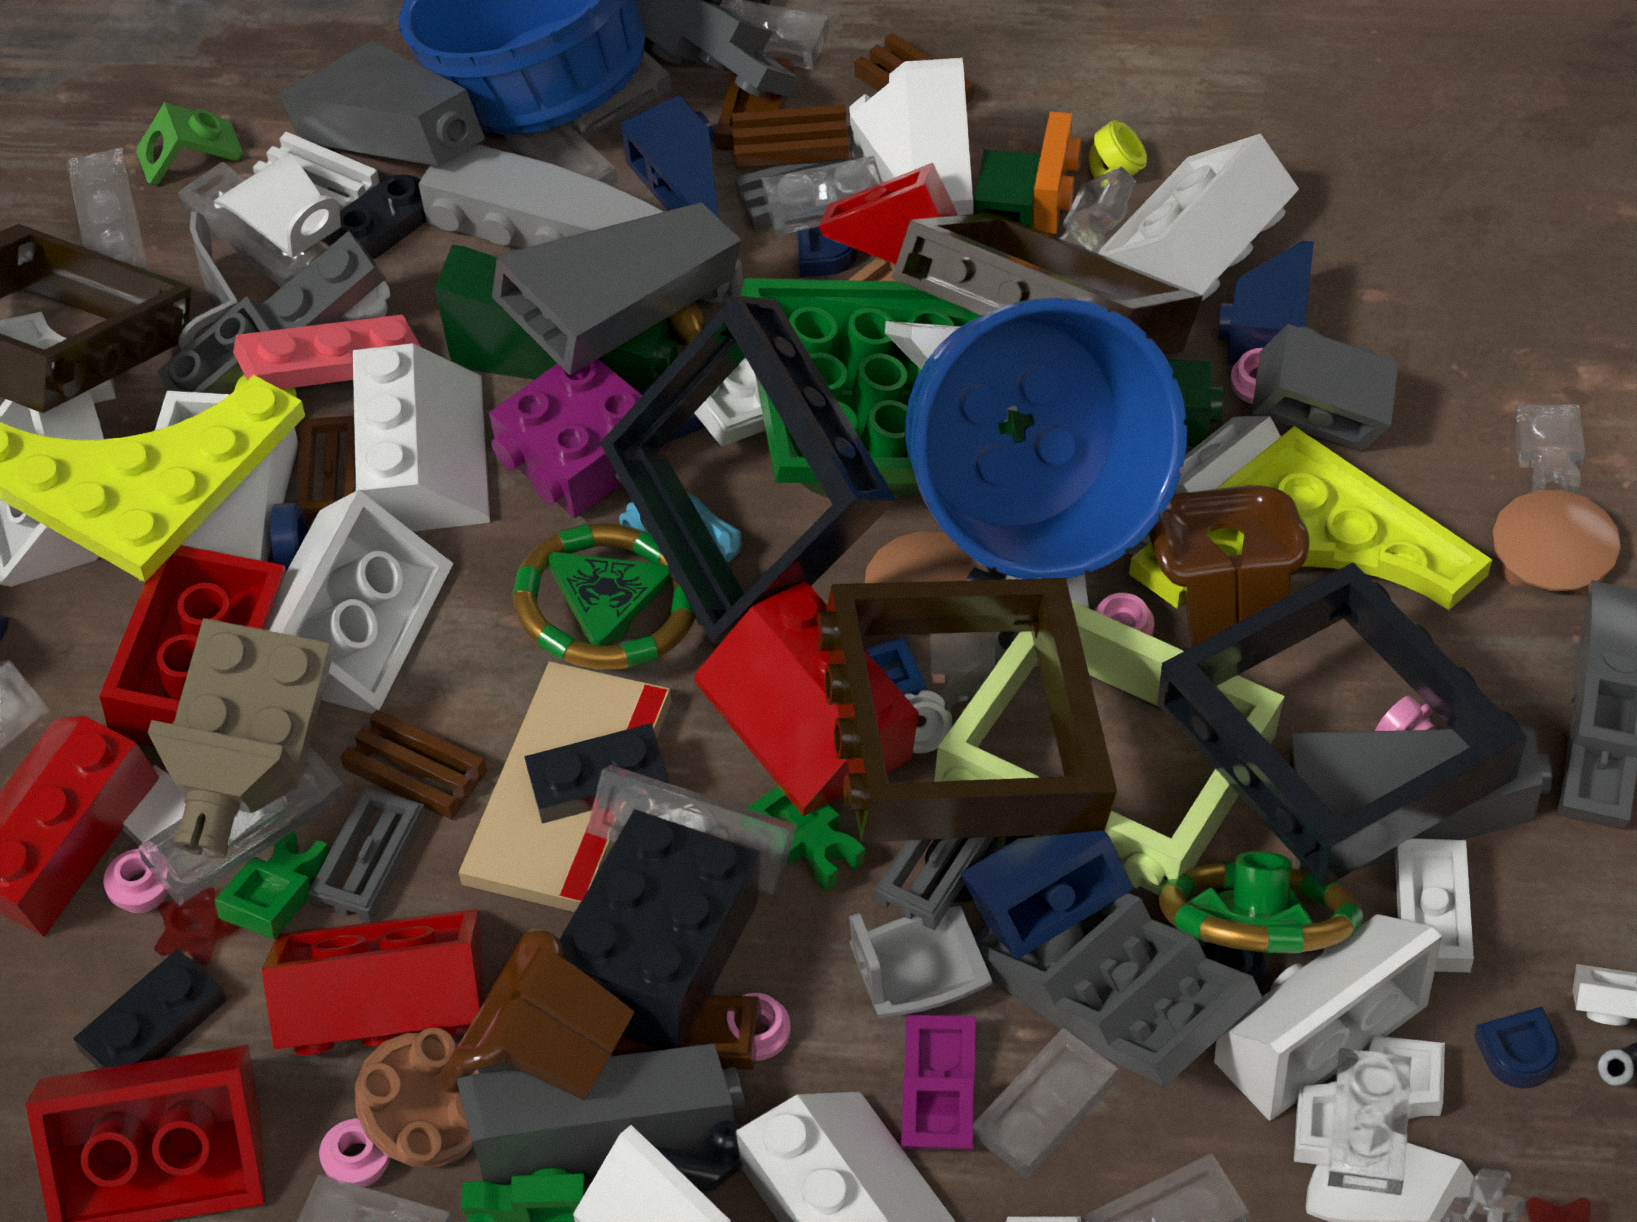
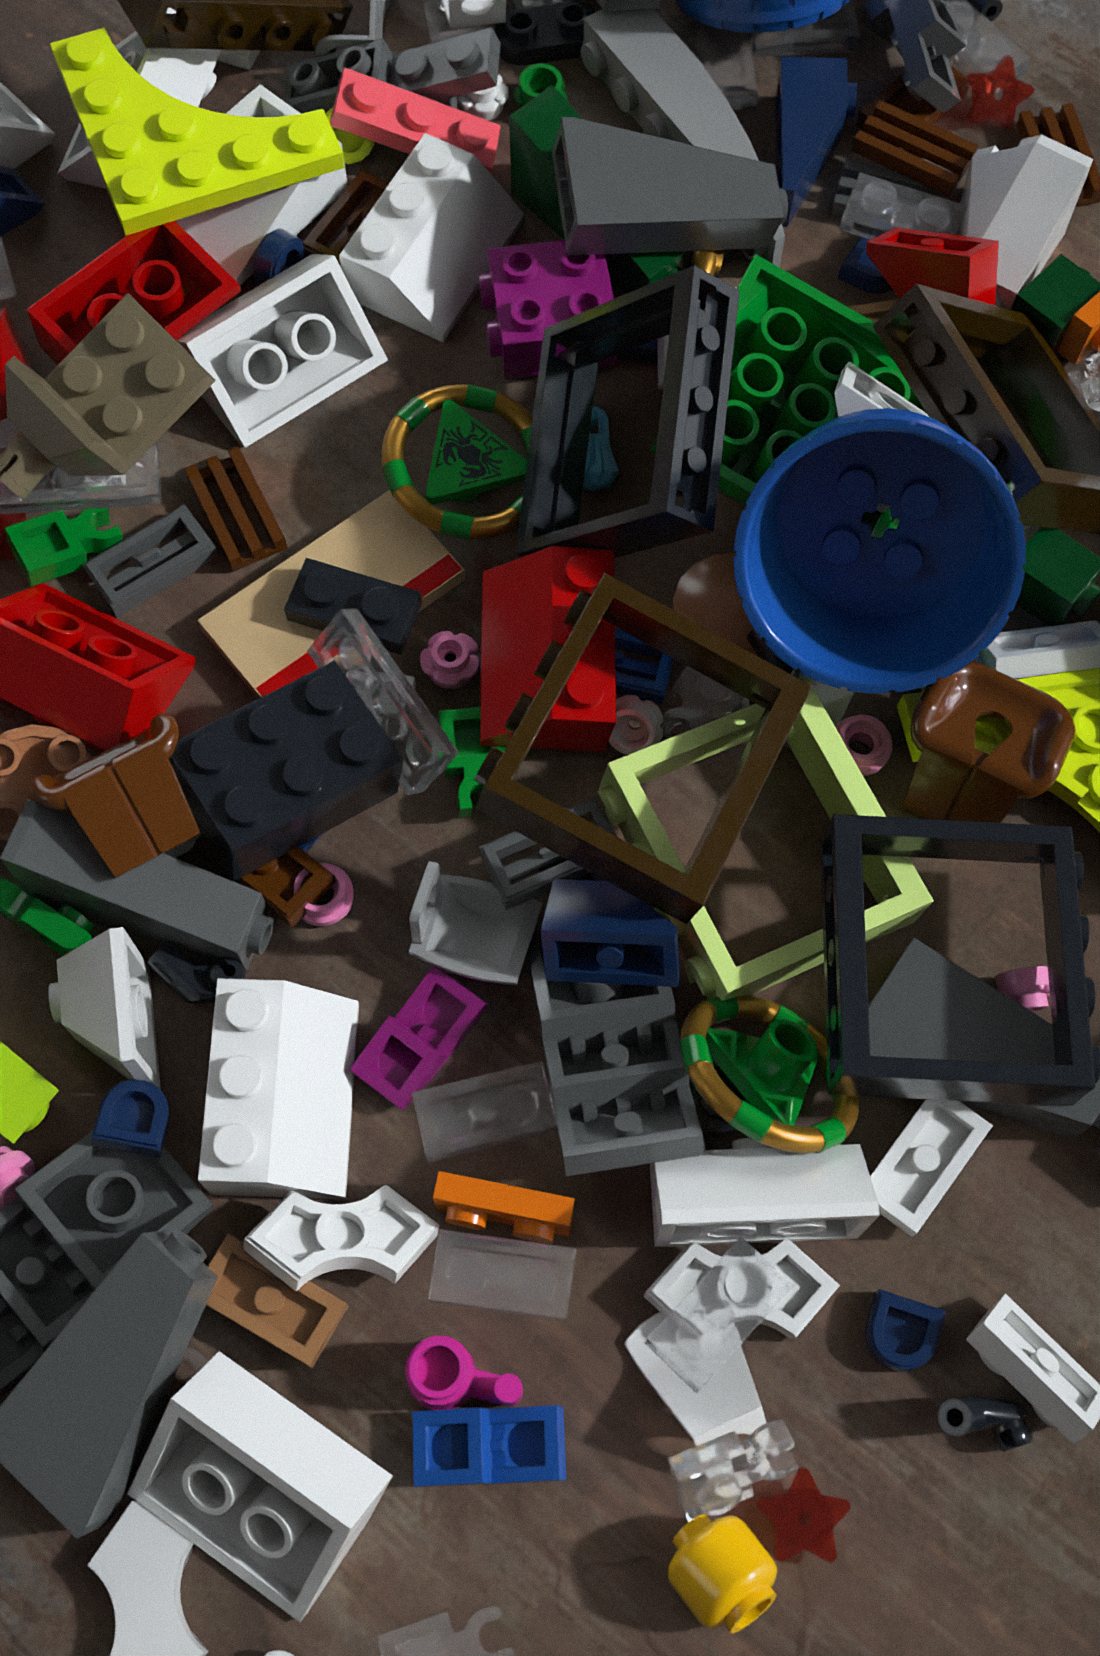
camera: 30 degrees right, 15 degrees up
(415, 266) = (536, 80): none -> green plate
(718, 782) = (450, 674): none -> bright pink plate
(810, 57) = (983, 90): none -> clear red plate
(1122, 1161) = (475, 1201): none -> orange plate

